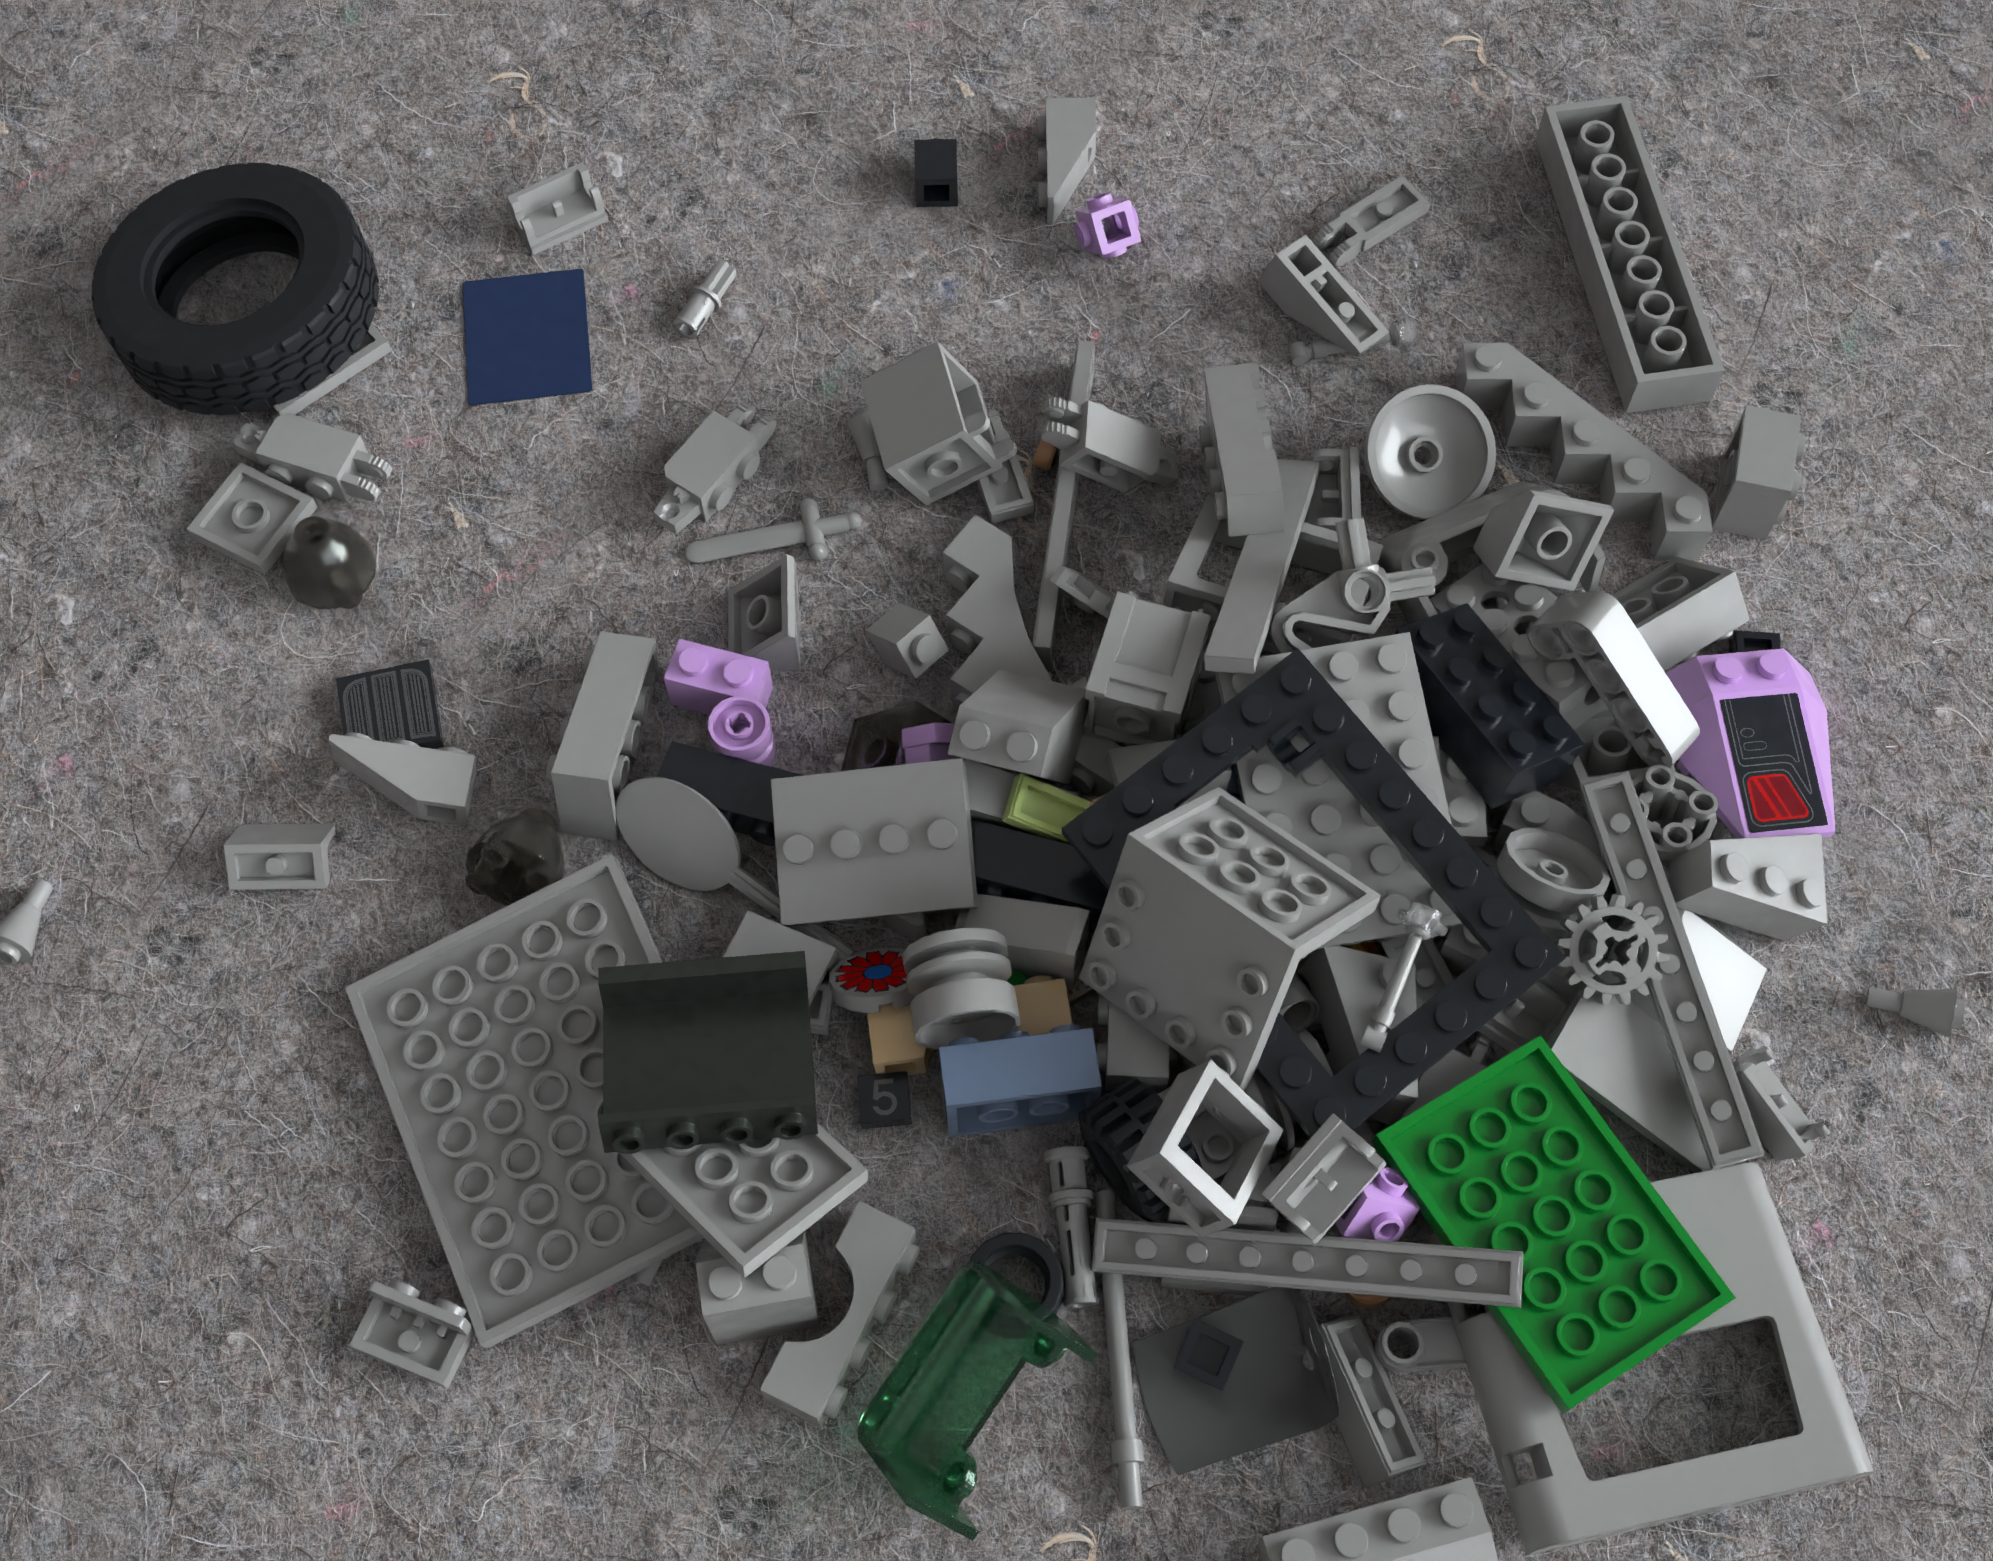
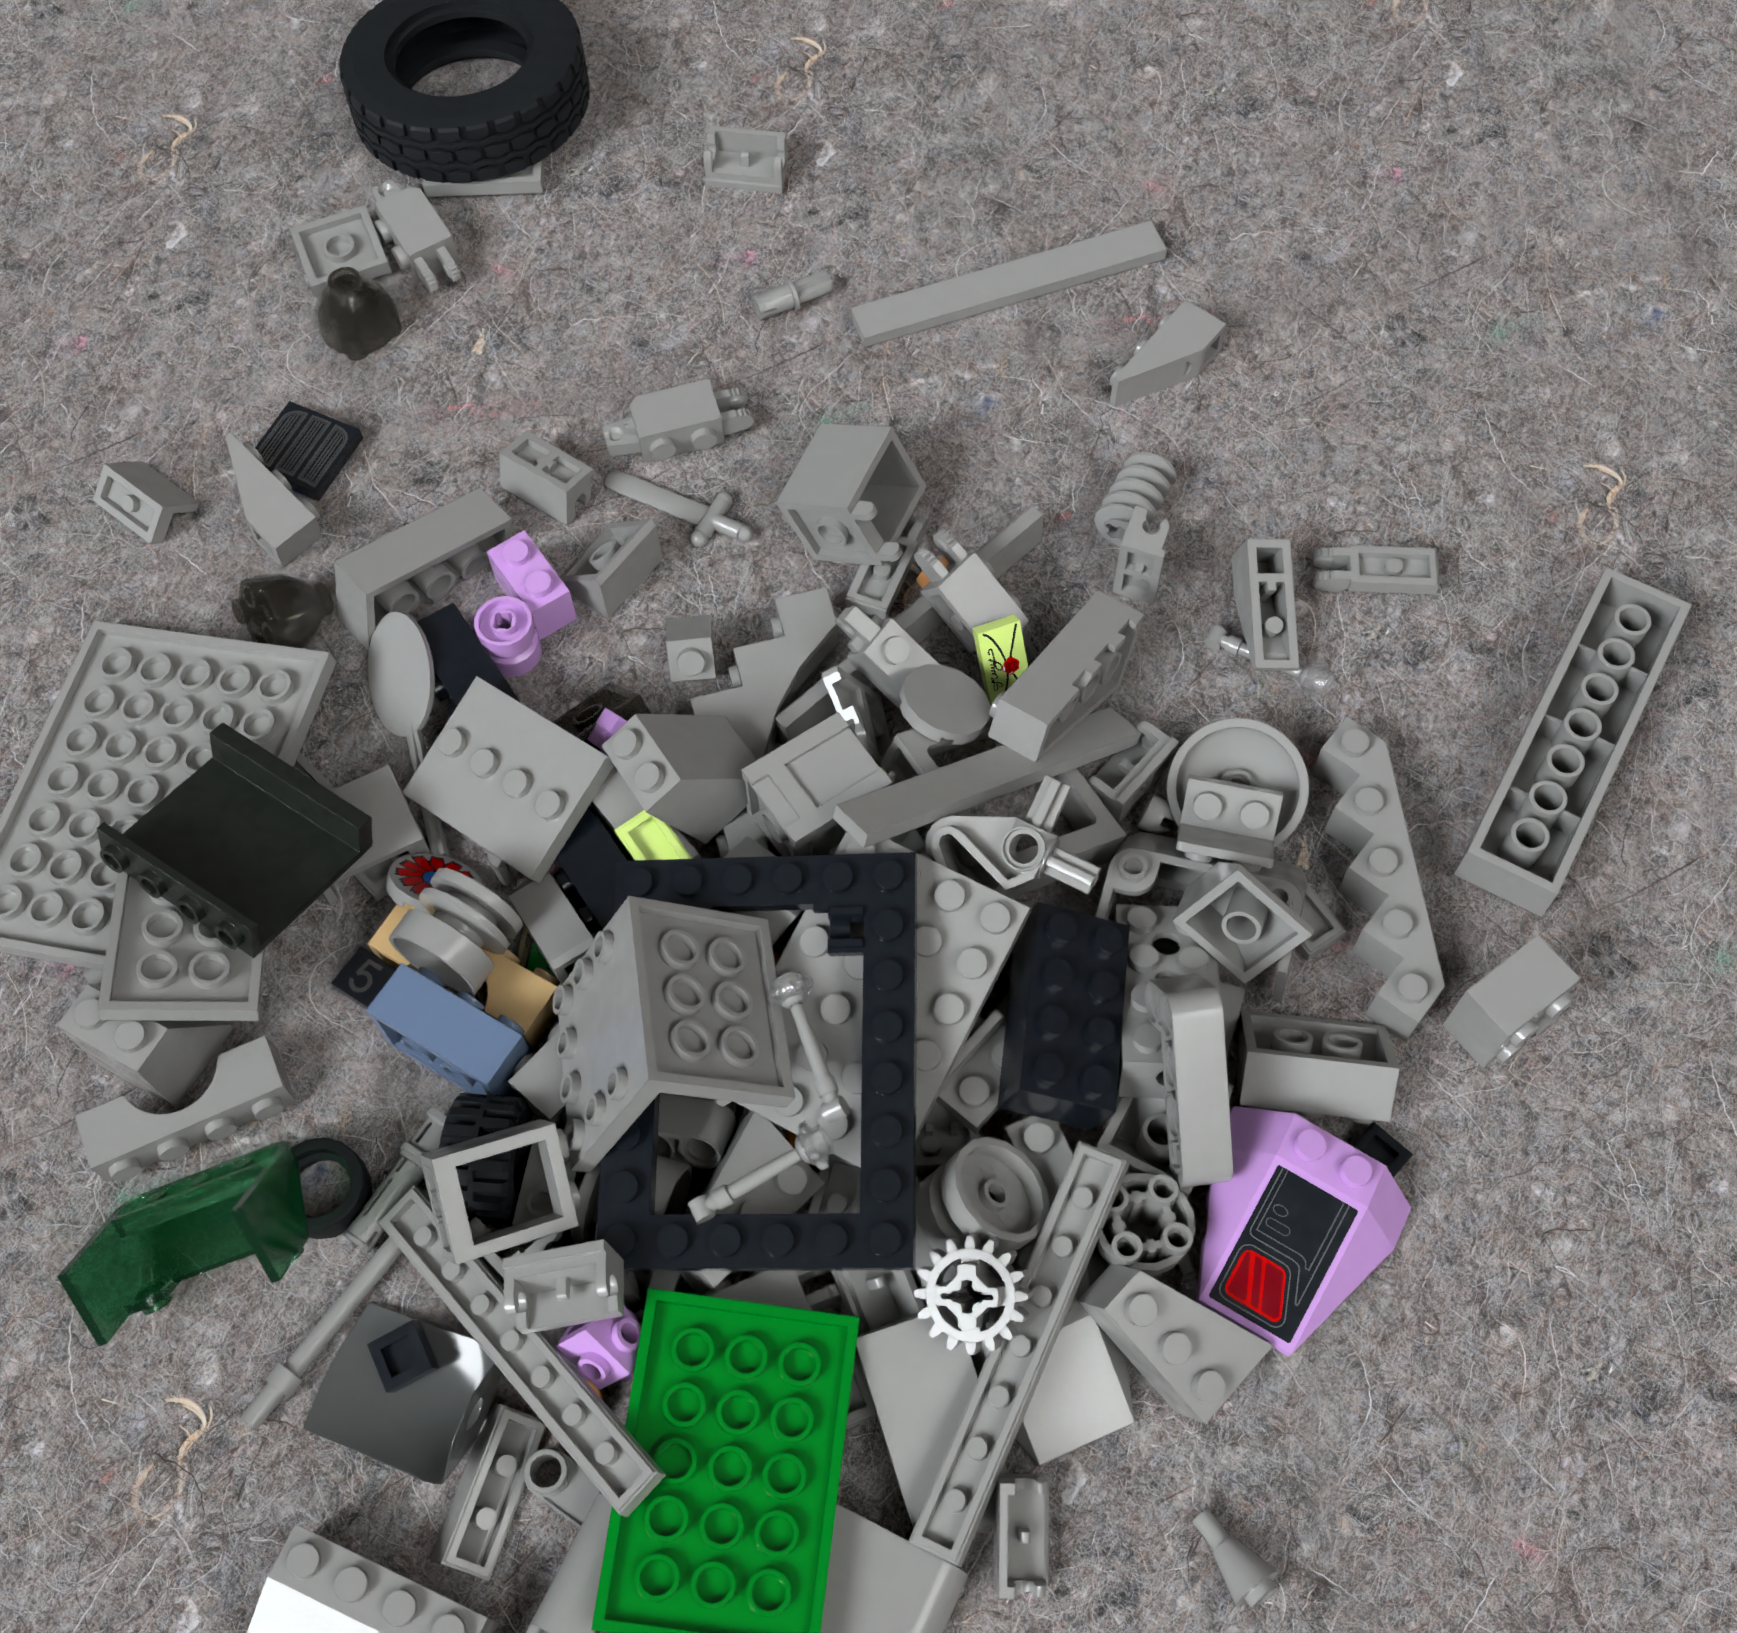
camera: 40 degrees right, 0 degrees up
(526, 337) = (645, 242): dark blue sticker -> none
(641, 587) = (545, 476): none -> light grey hinge
(874, 180) = (1007, 283): none -> light grey tile
(936, 173) = (1051, 307): black brick -> none
(1102, 535) = (881, 650): none -> light grey hinge
(1119, 228) = (1128, 429): lavender brick -> none
(1147, 285) = (1140, 483): none -> light grey piece
(1170, 478) = (1000, 654): none -> yellowish green tile
(1175, 534) = (944, 704): none -> light grey tile
(1201, 325) = (1140, 559): none -> light grey hinge
(1305, 821) = (791, 993): none -> light grey piece
(1380, 519) = (1153, 815): none -> light grey hinge
(1453, 481) = (1229, 822): none -> light grey bracket

